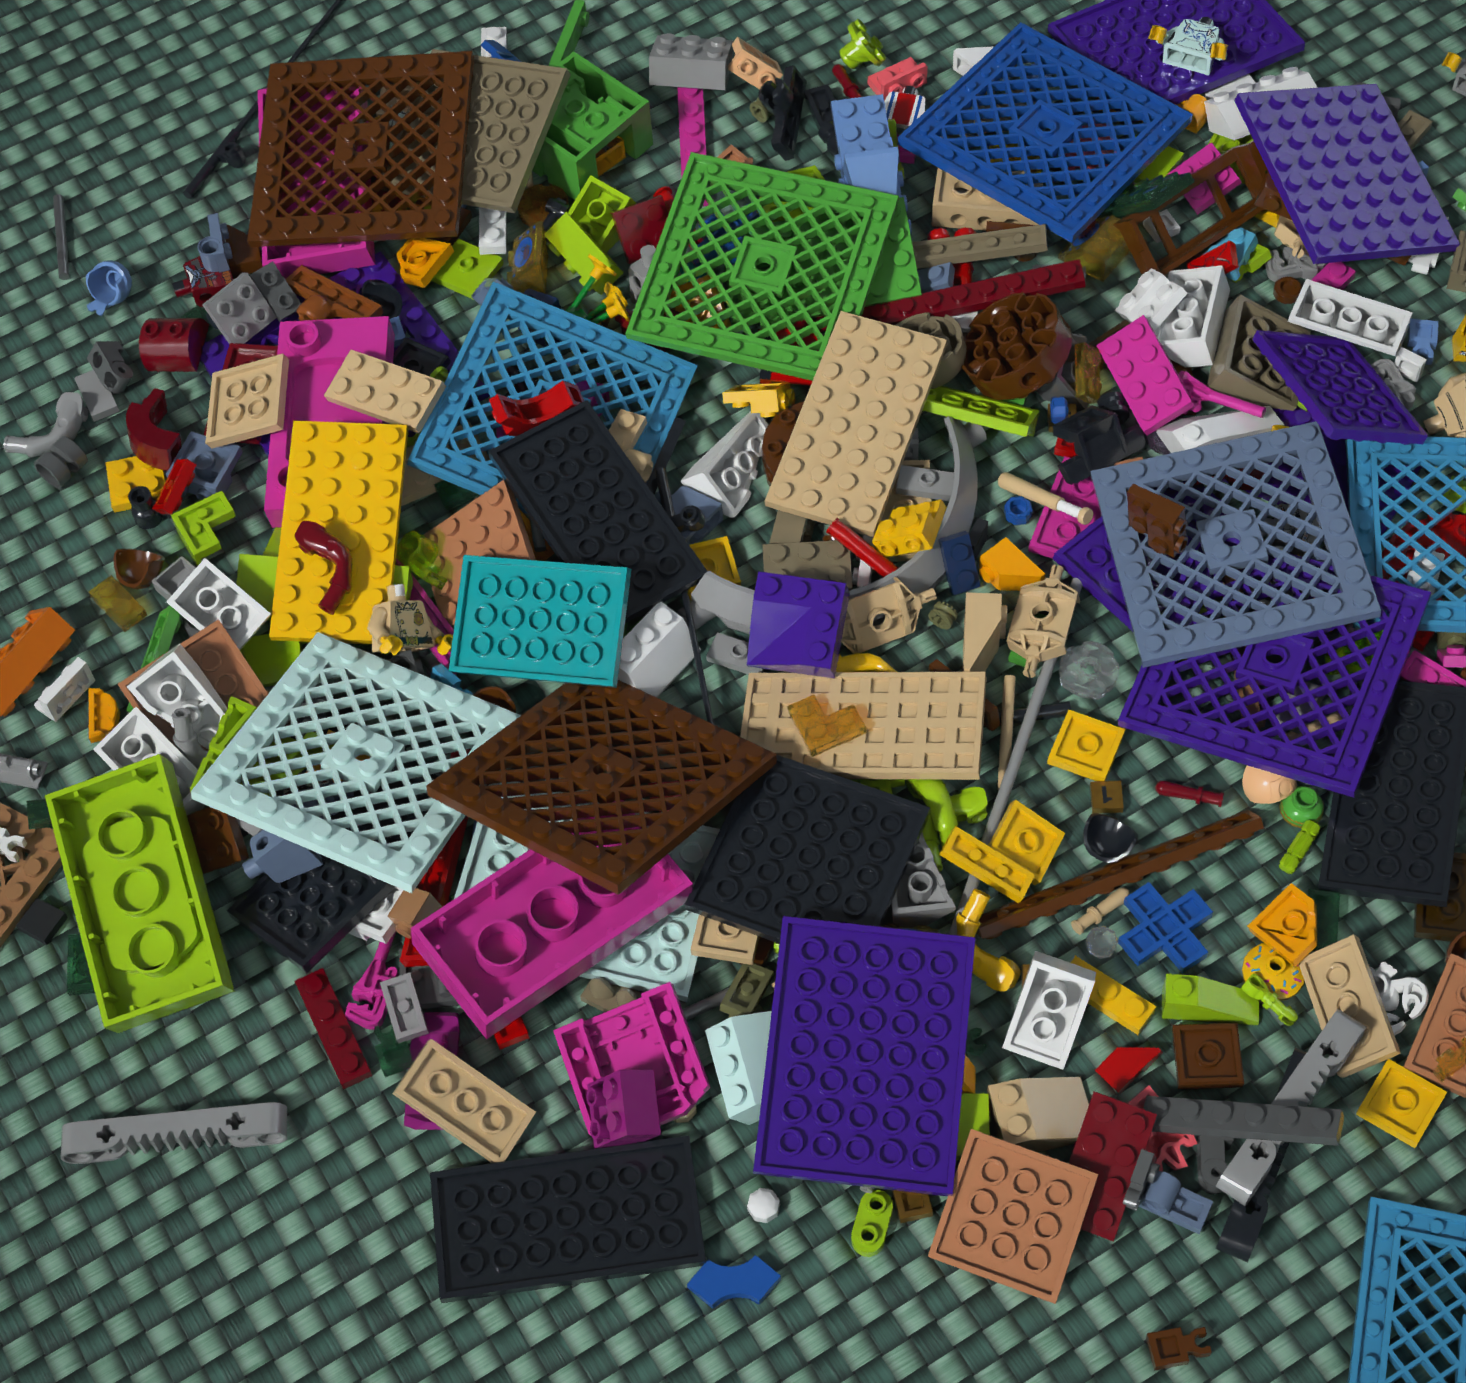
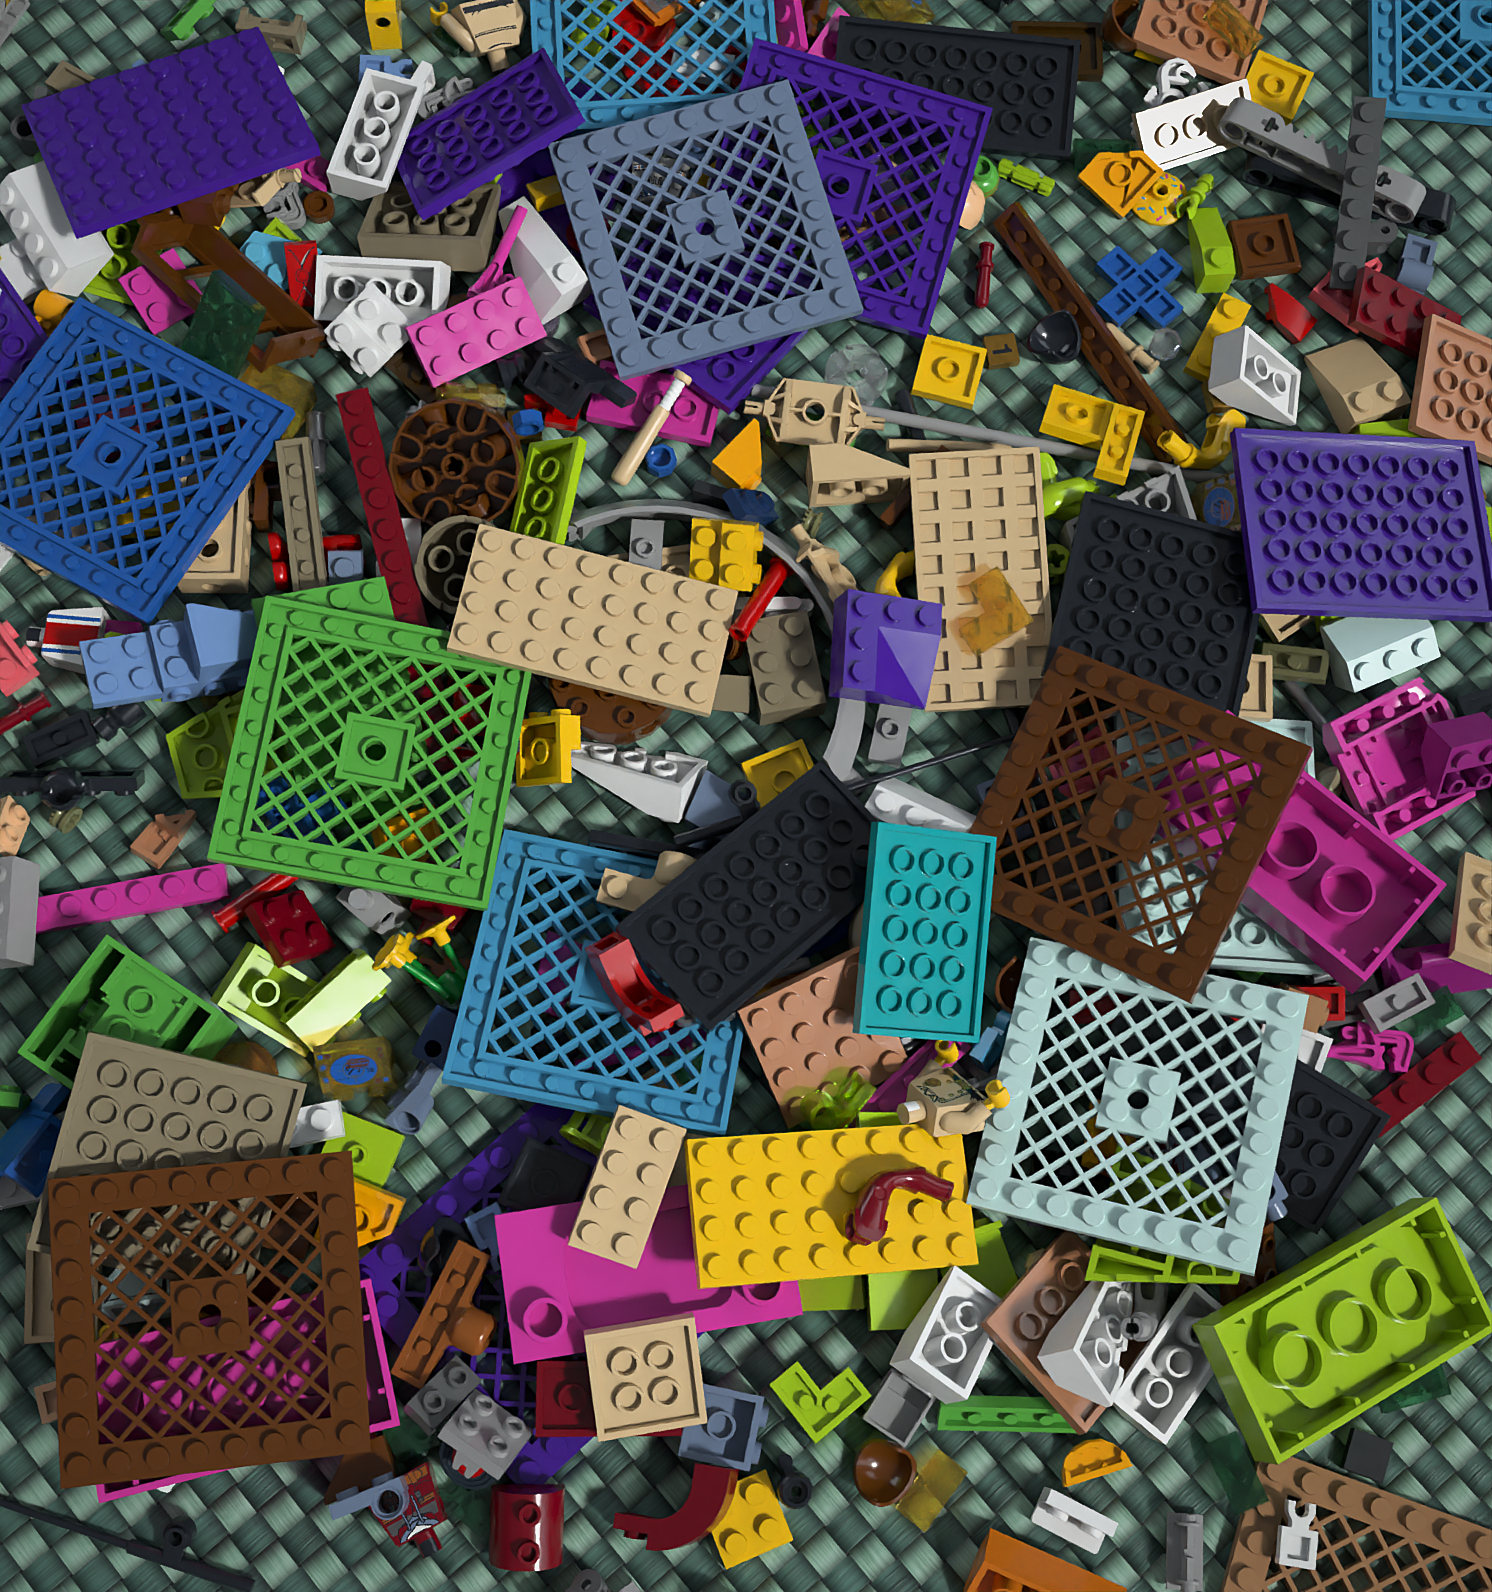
camera: 110 degrees left, 15 degrees up
(179, 478) = (775, 1448): red plate -> none
(556, 209) = (261, 1049): black bar -> none
(1144, 1172) = (1419, 283): dark grey plate -> none
(1158, 518) = (713, 285): reddish brown plate -> none

